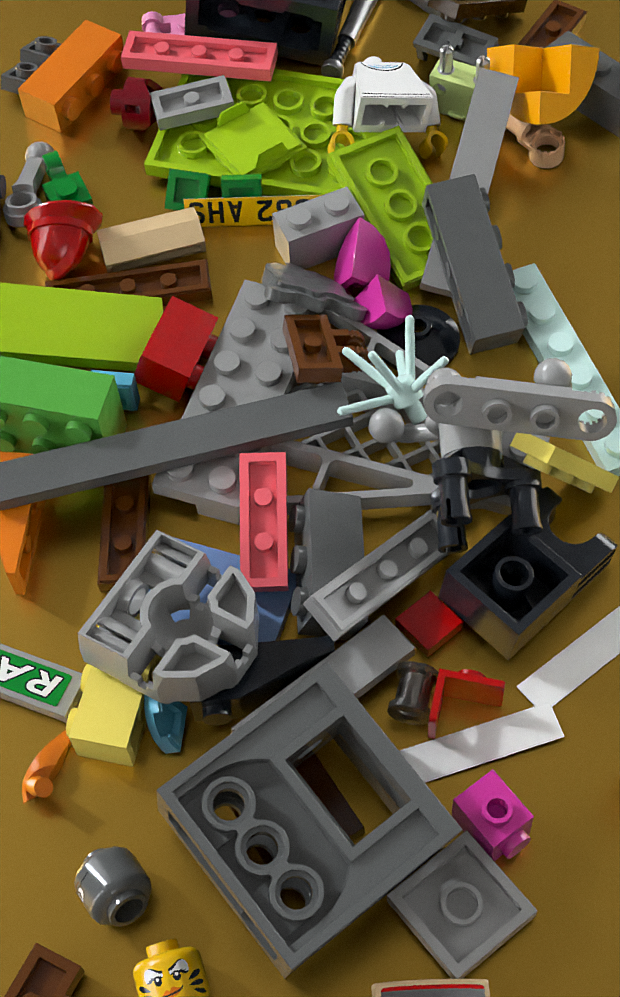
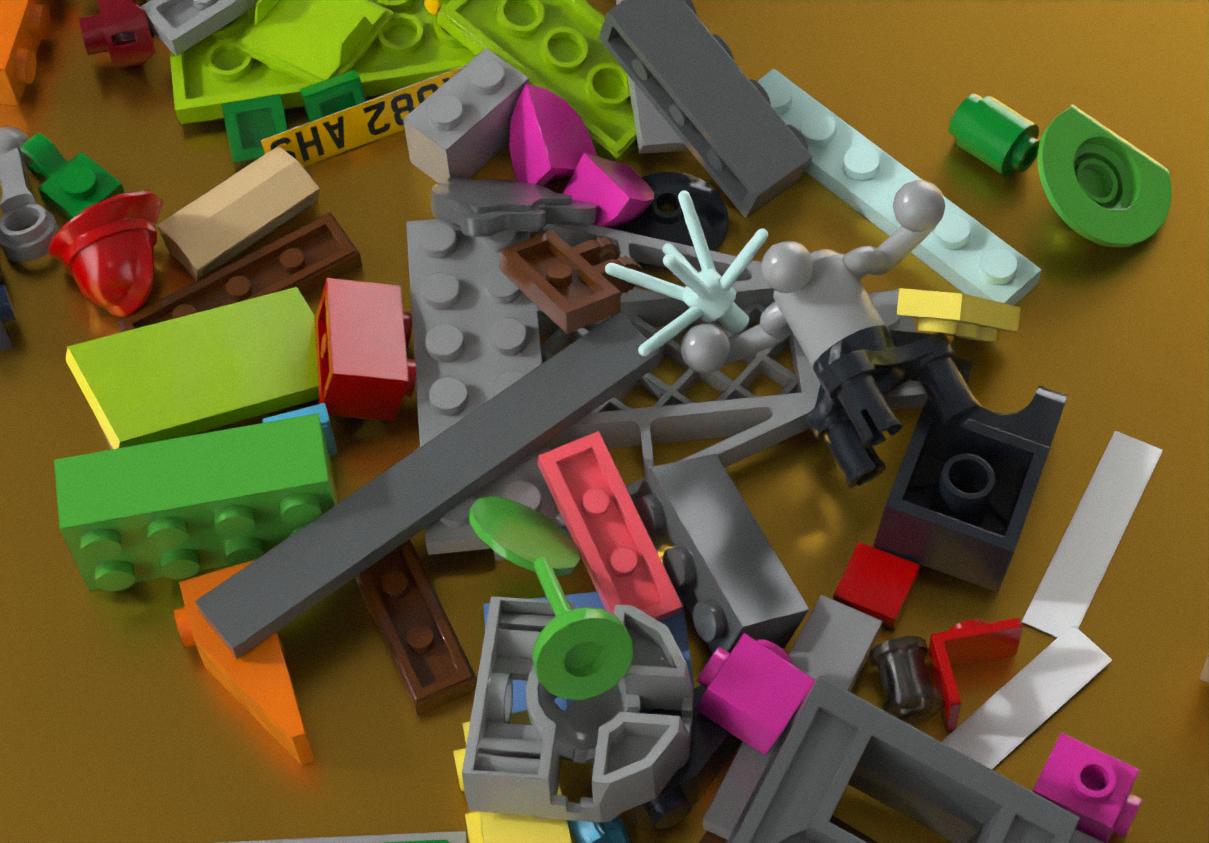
camera: 25 degrees left, 0 degrees up
(182, 582) = (581, 648): none -> bright green piece
(293, 651) = (752, 691): none -> dark pink brick
(377, 577) = (794, 548): light grey tile -> none
(519, 407) = (895, 260): light grey plate -> none

